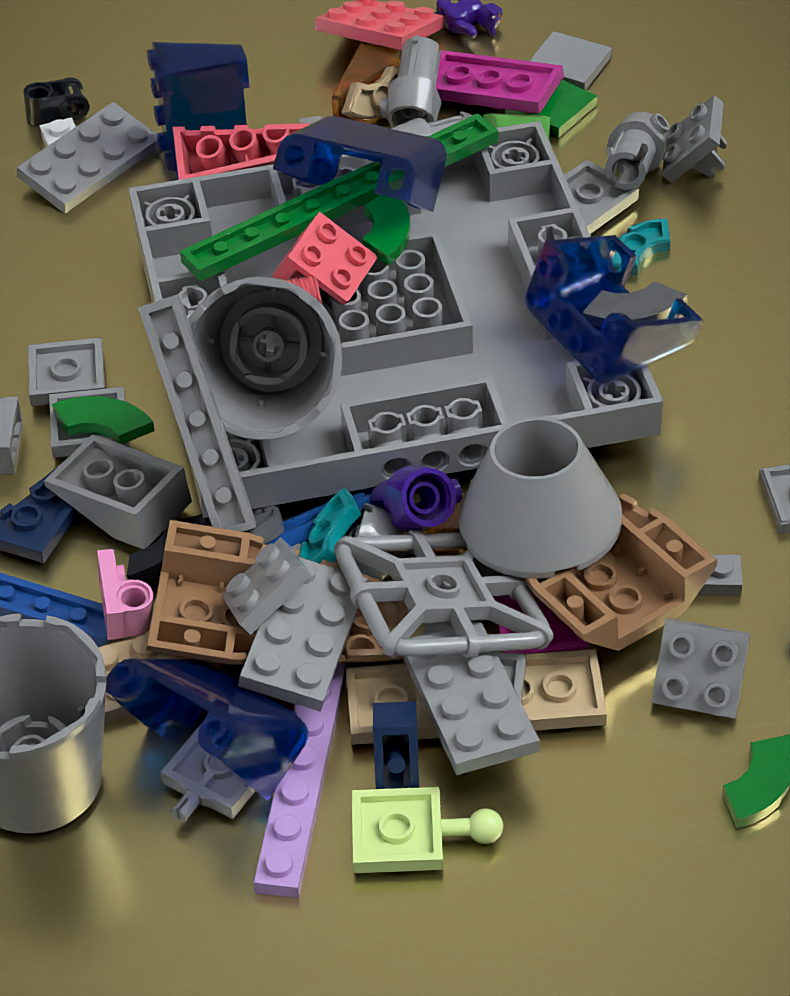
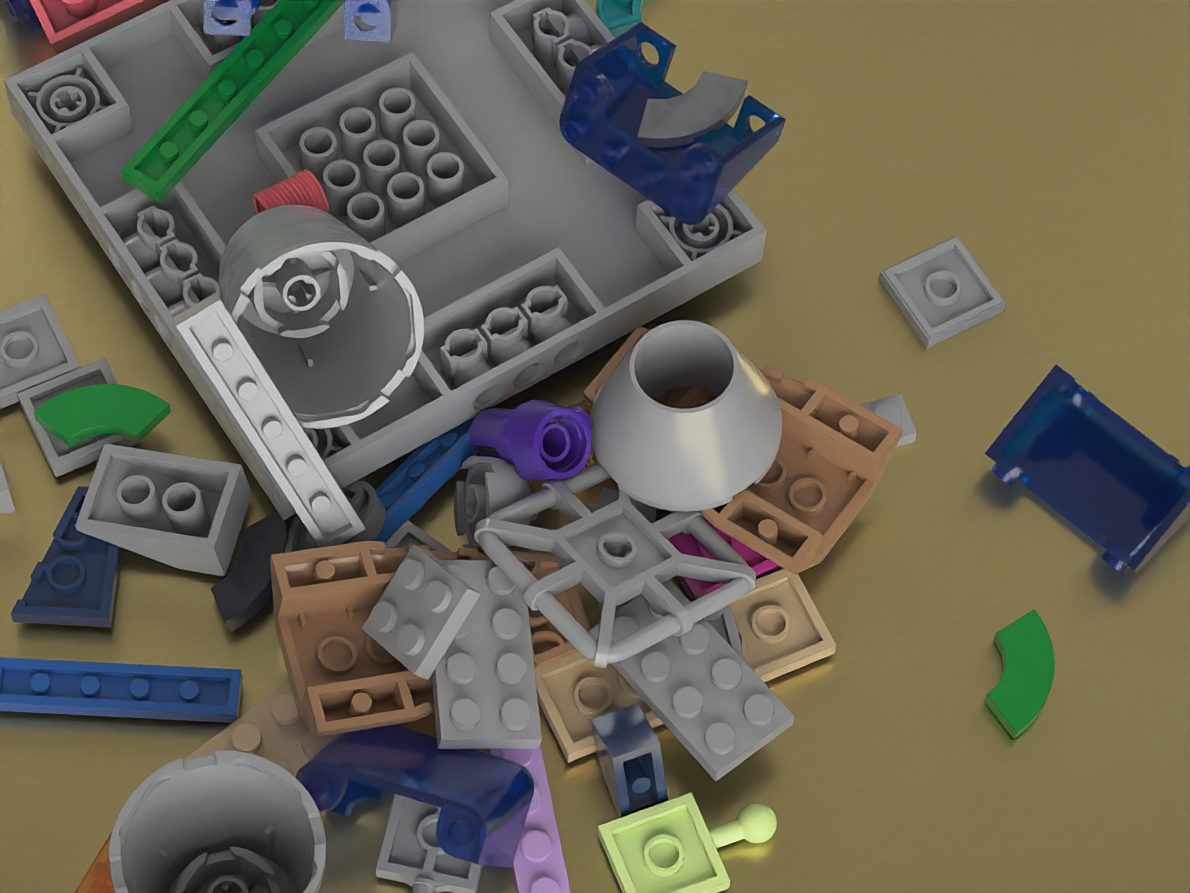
camera: 25 degrees left, 15 degrees up
(124, 602) = (232, 662): bright pink plate -> none
(330, 256) = (301, 132): coral bracket -> none
(330, 527) = (443, 501): teal tile -> none
(389, 229) = (358, 66): green tile -> none
(701, 667) = (918, 560): light grey plate -> none

